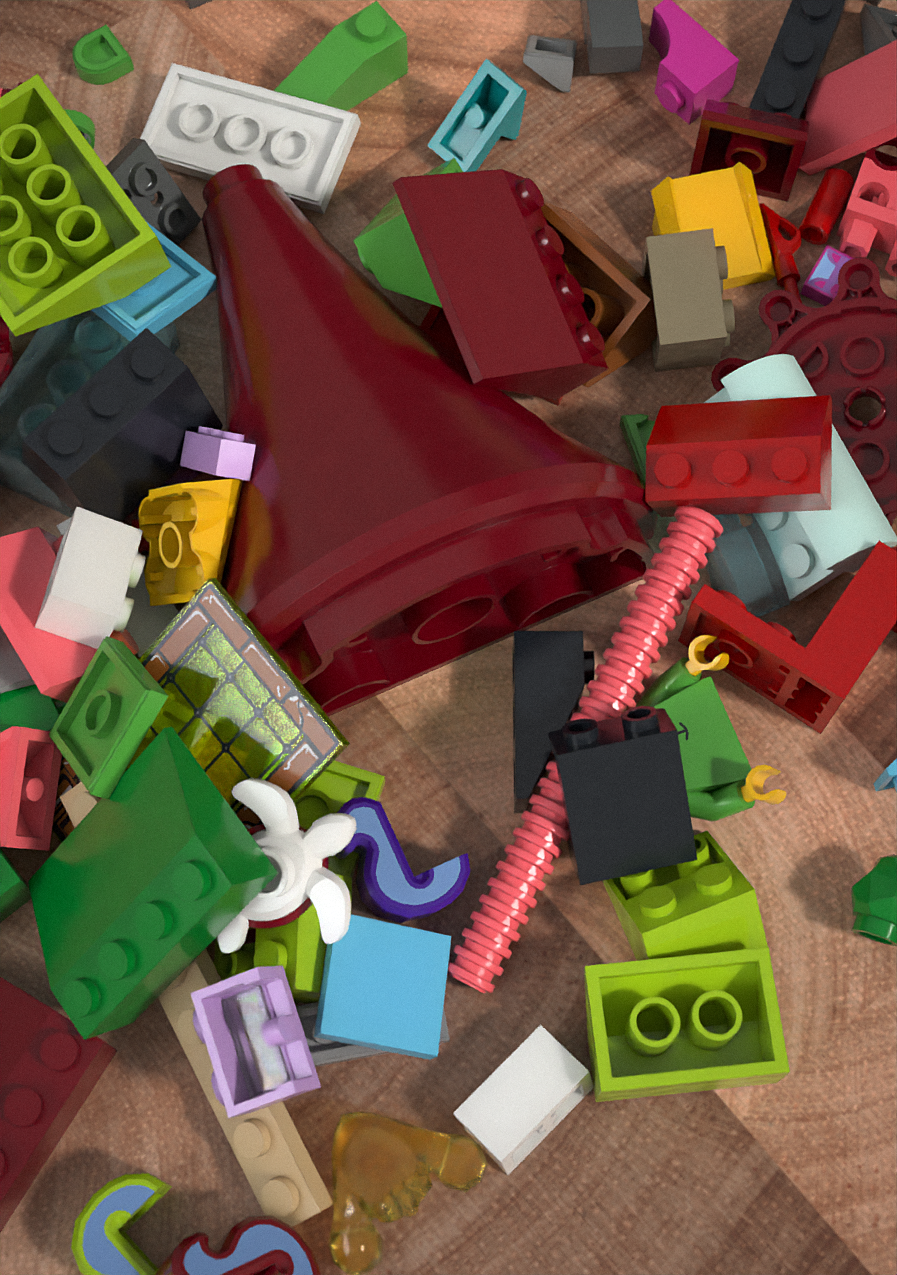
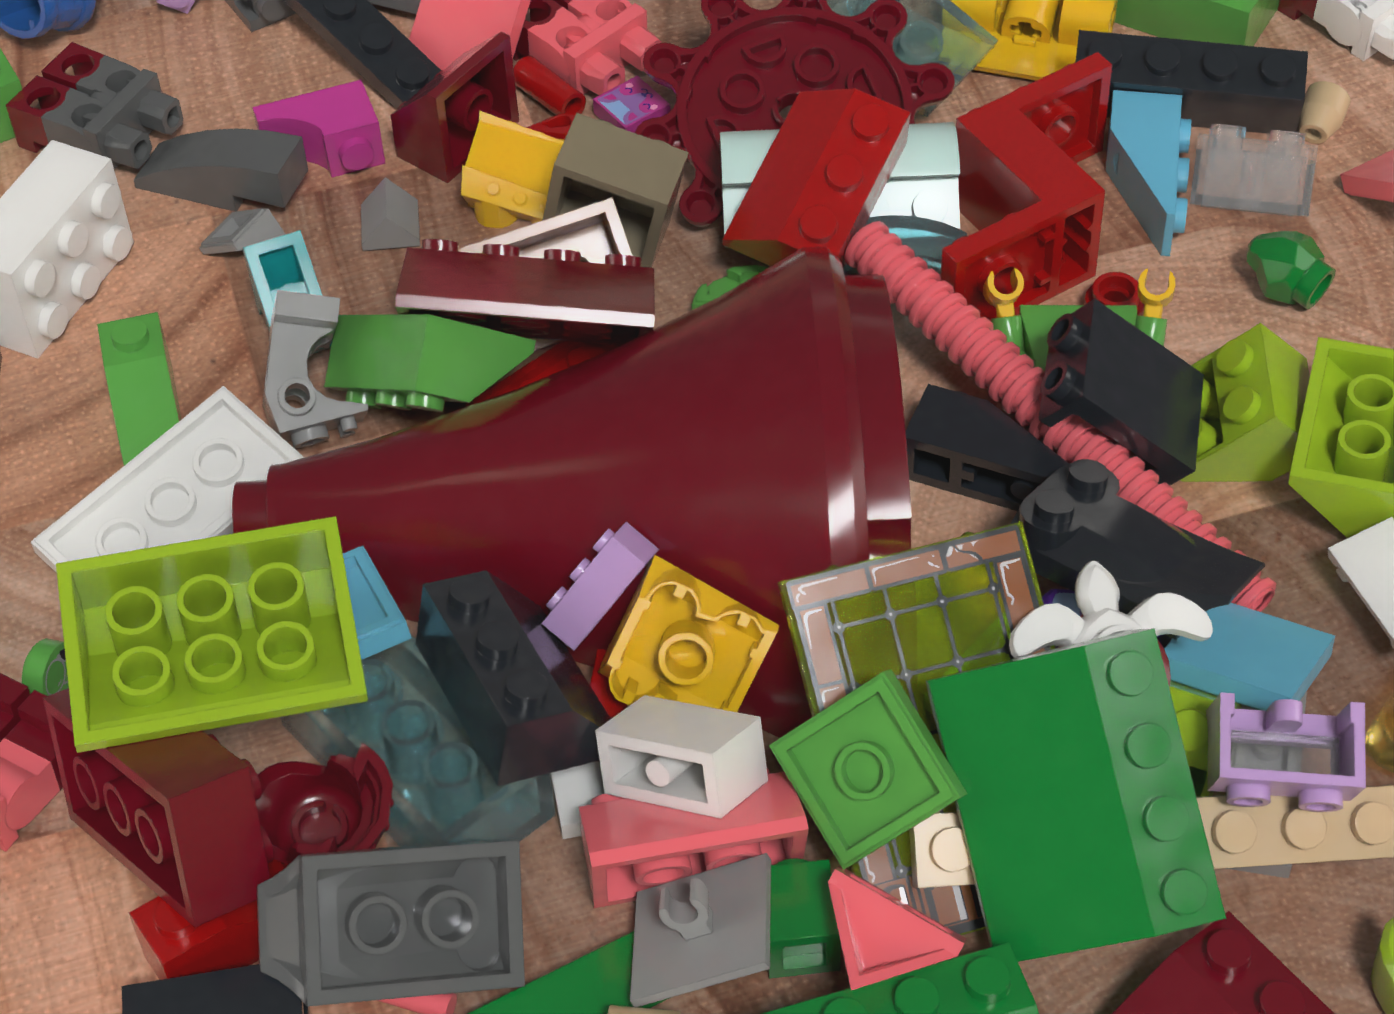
camera: 65 degrees left, 20 degrees down
(411, 137) = (298, 329): none -> light grey tile
(437, 855) = (1083, 520): none -> black slope
(618, 156) = (389, 218): none -> light grey slope
(794, 748) = (1115, 289): none -> red plate

